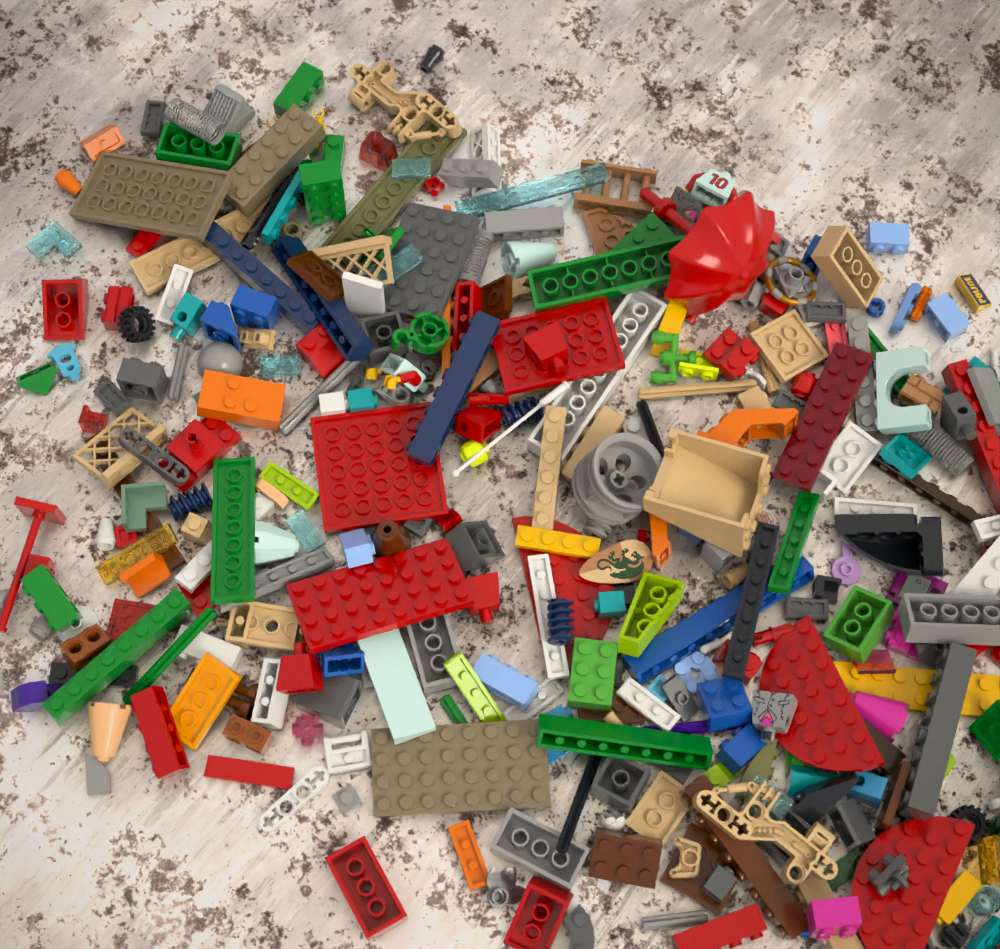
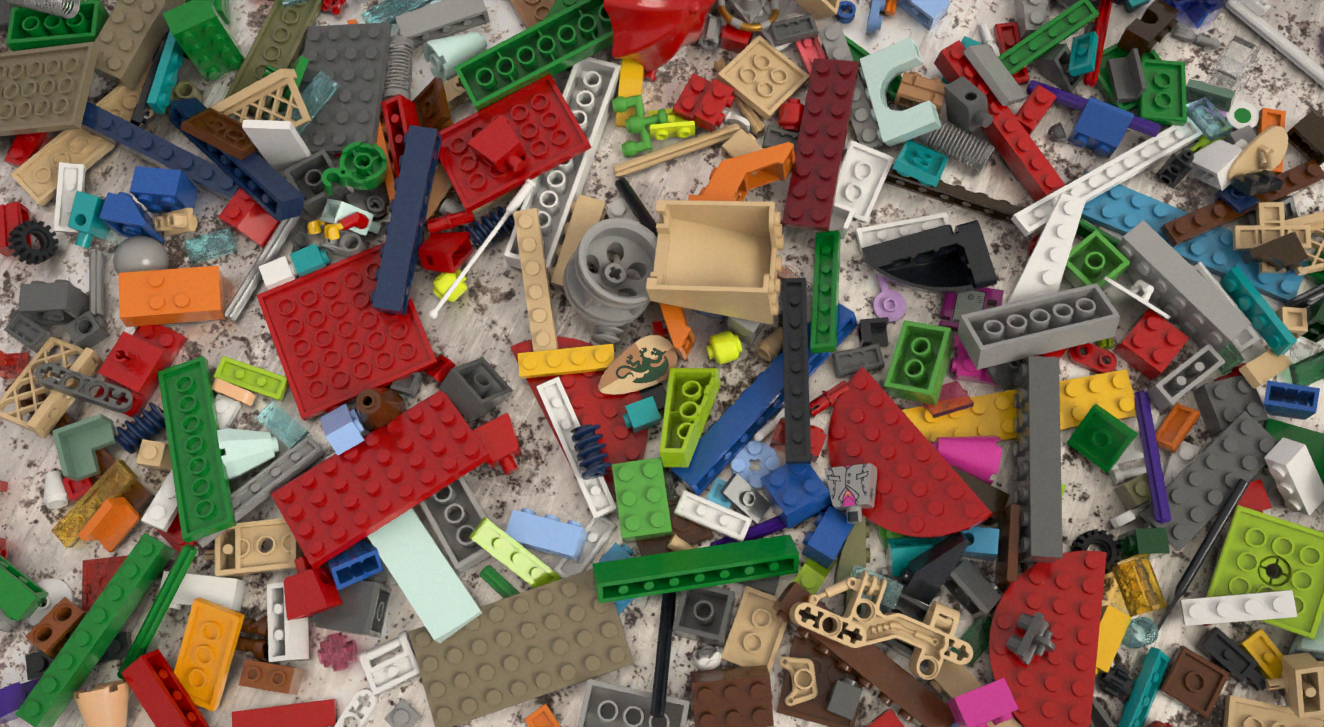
camera: 10 degrees left, 5 degrees up
(158, 403) = (78, 330): none -> dark grey brick
(694, 567) = (724, 347): none -> neon yellow head

